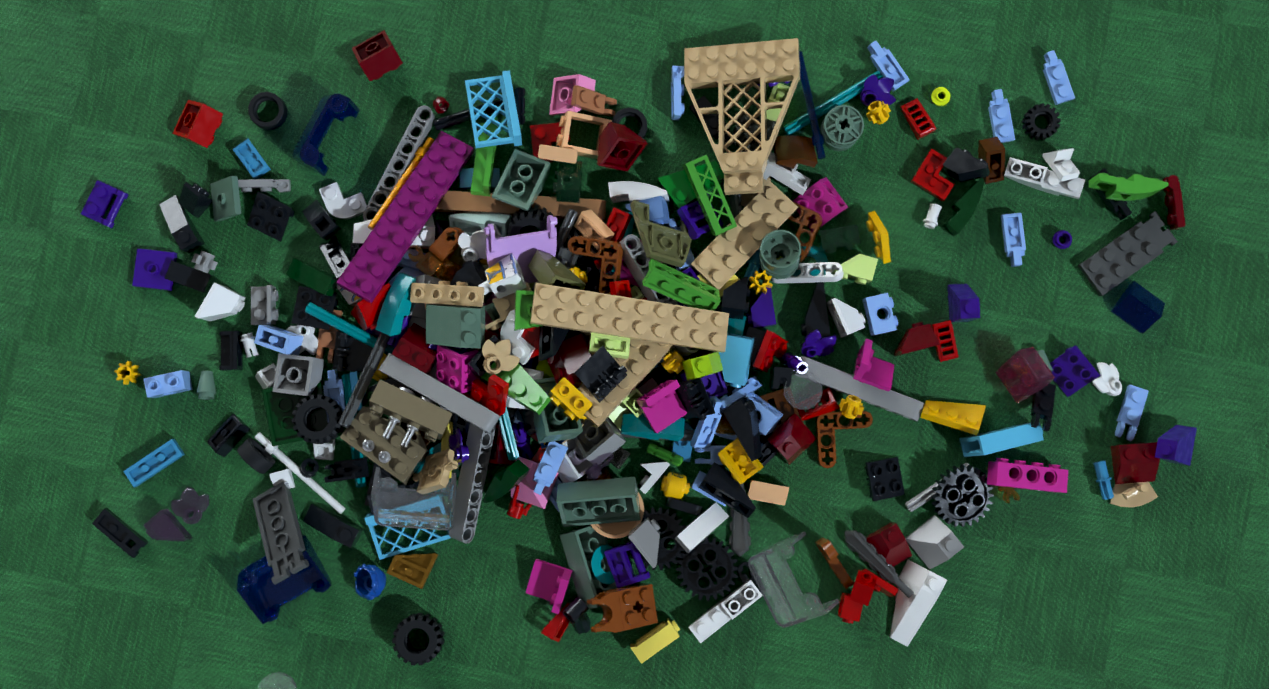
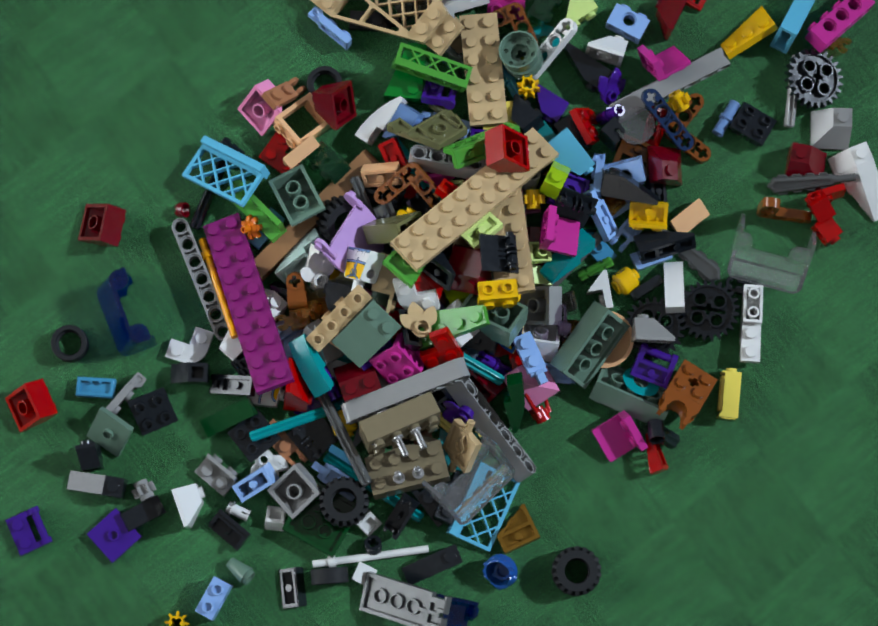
camera: 50 degrees left, 5 degrees down
(468, 167) = (251, 227): none -> orange plant
(689, 309) = (506, 150): none -> red slope
(828, 410) = (665, 121): none -> dark blue beam
(871, 454) = (726, 118): none -> medium blue pin

